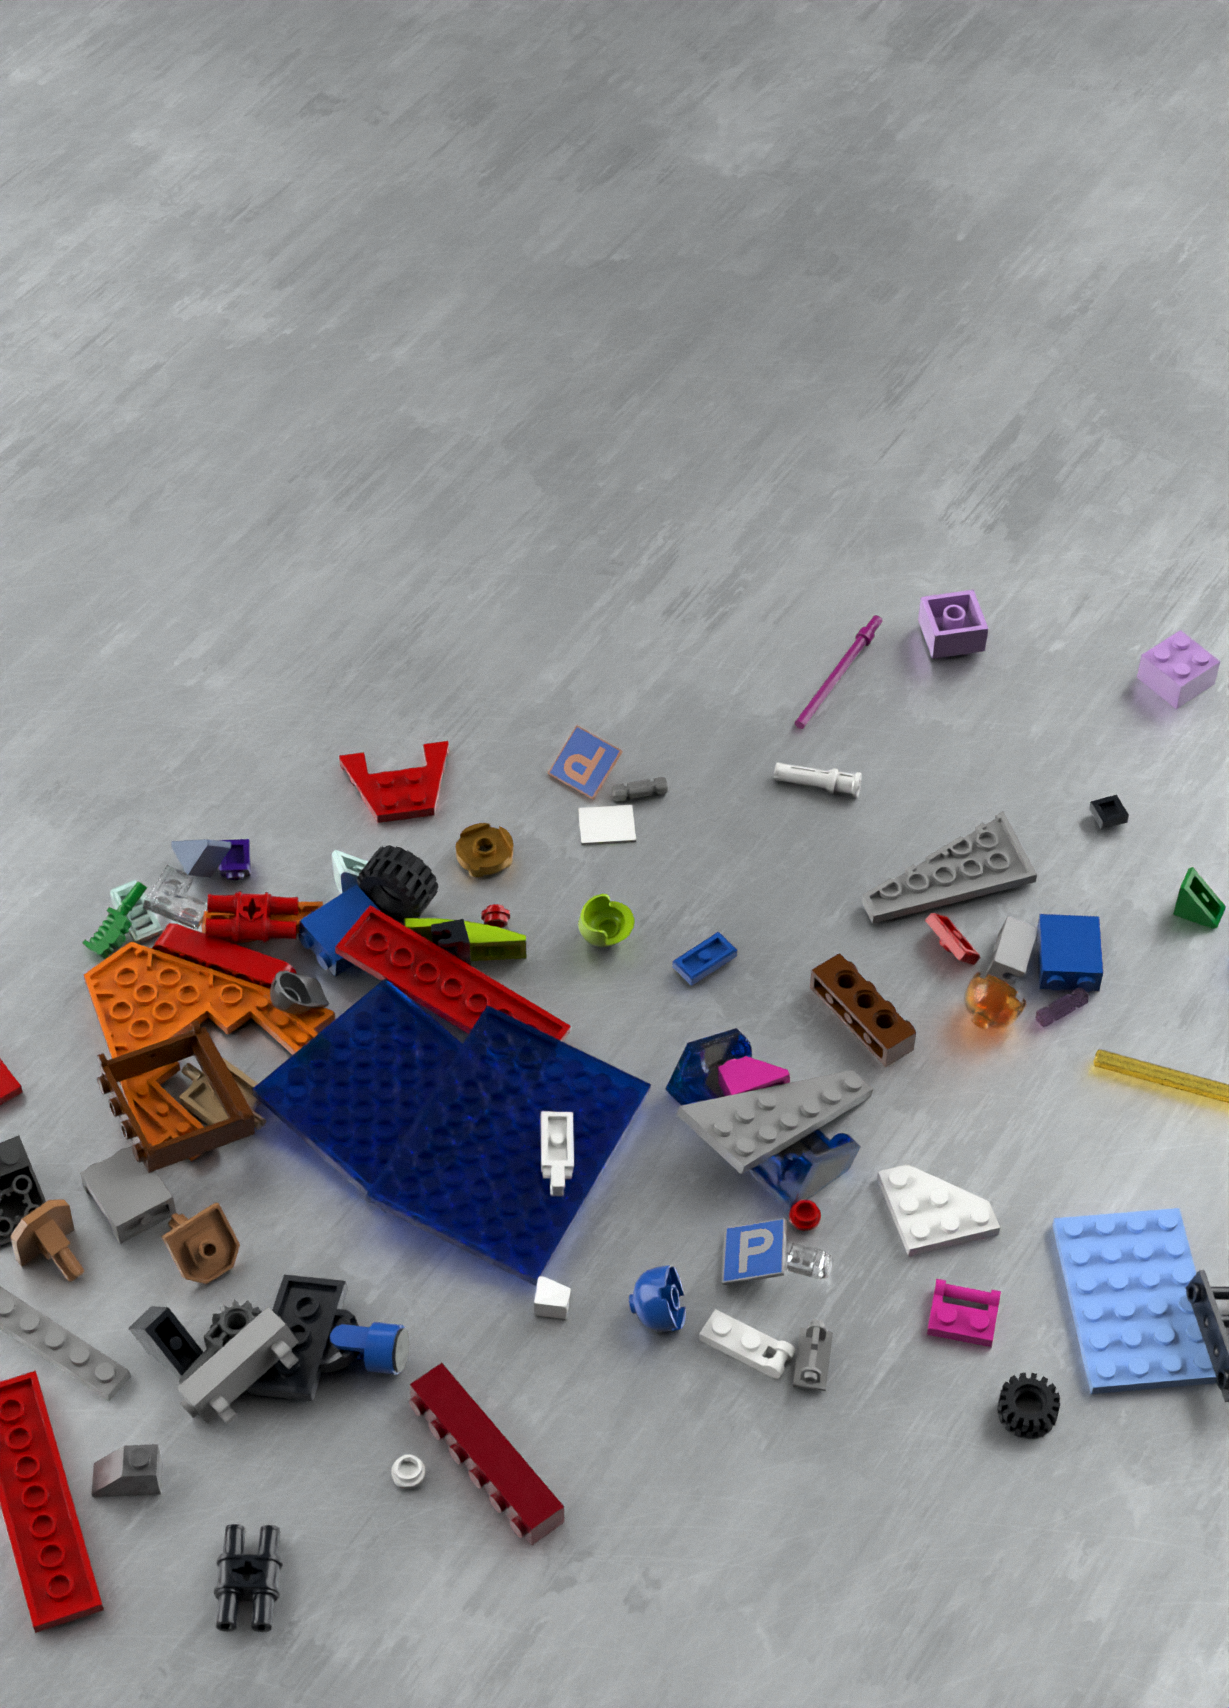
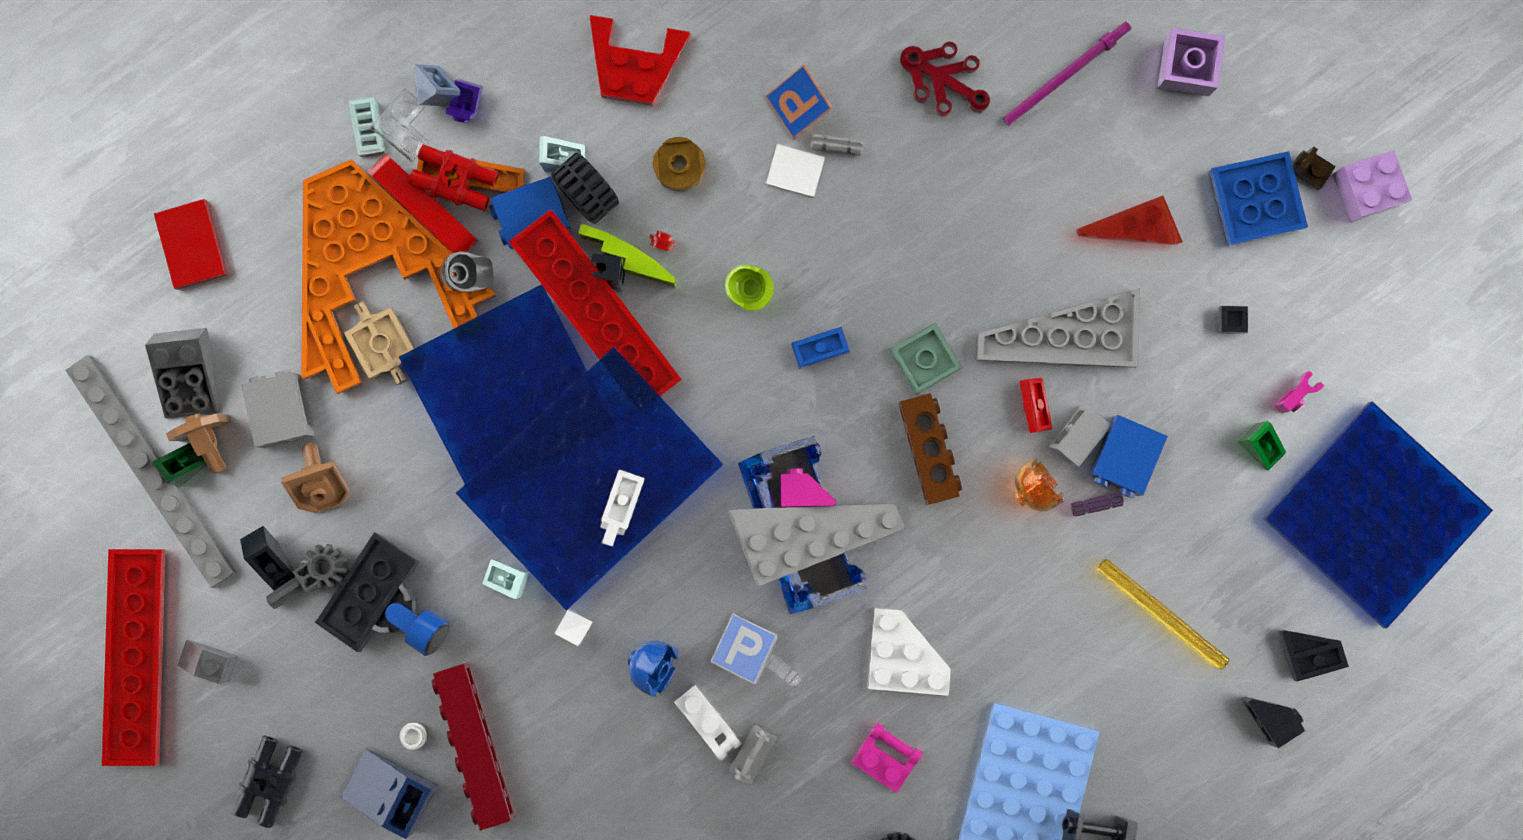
camera: 25 degrees right, 35 degrees up
(31, 1280) = (179, 465): none -> dark green slope
(111, 933) = (344, 137): green piece -> none
(193, 1043) = (375, 343): reddish brown window -> none
(237, 1367) = (308, 608): light grey brick -> none
(404, 1535) = (388, 793): none -> slope
(455, 1273) = (506, 579): none -> light aqua slope
(688, 702) = (941, 76): none -> dark red plant
(805, 1215) = (799, 625): red plate -> none
(818, 936) = (925, 358): none -> sand green tile
(831, 780) = (1006, 197): white pin -> none
(974, 762) = (1142, 223): none -> clear red wing
(1077, 711) = (1258, 198): none -> blue plate
(1114, 676) = (1313, 168): none -> dark brown bracket
(1206, 856) = (1294, 398): none -> dark pink plate

